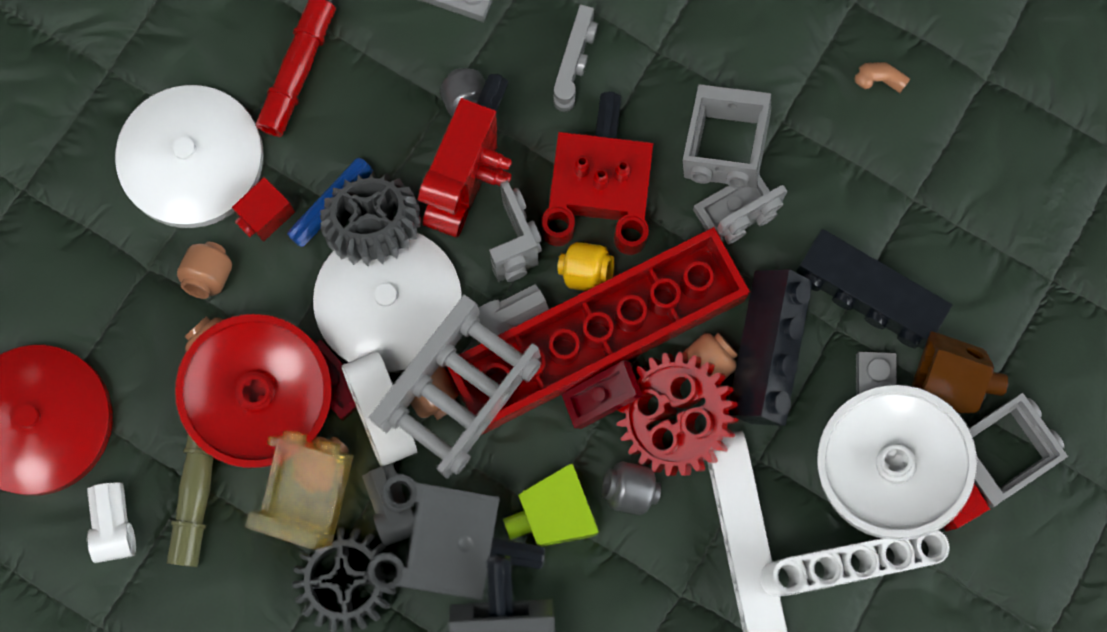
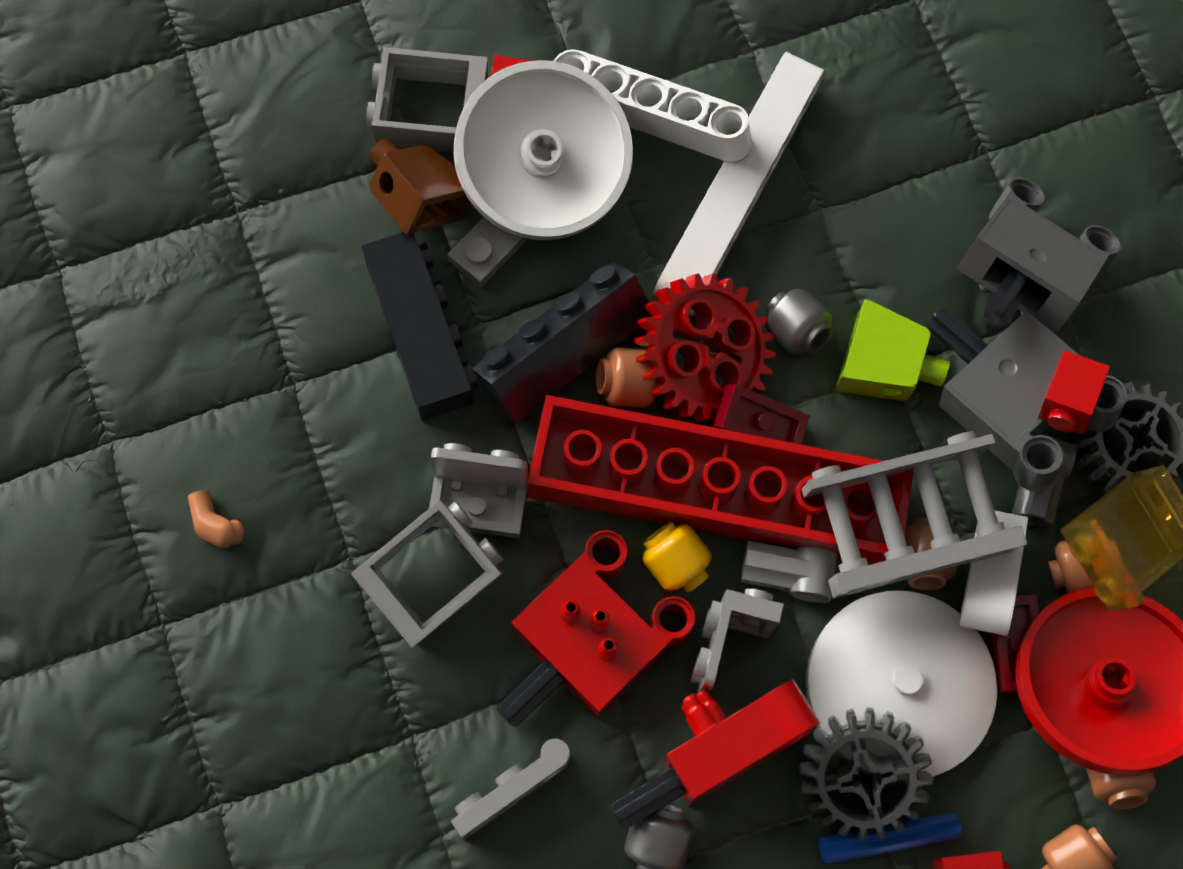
camera: 145 degrees left, 5 degrees down
(407, 543) = (1073, 393): none -> red brick

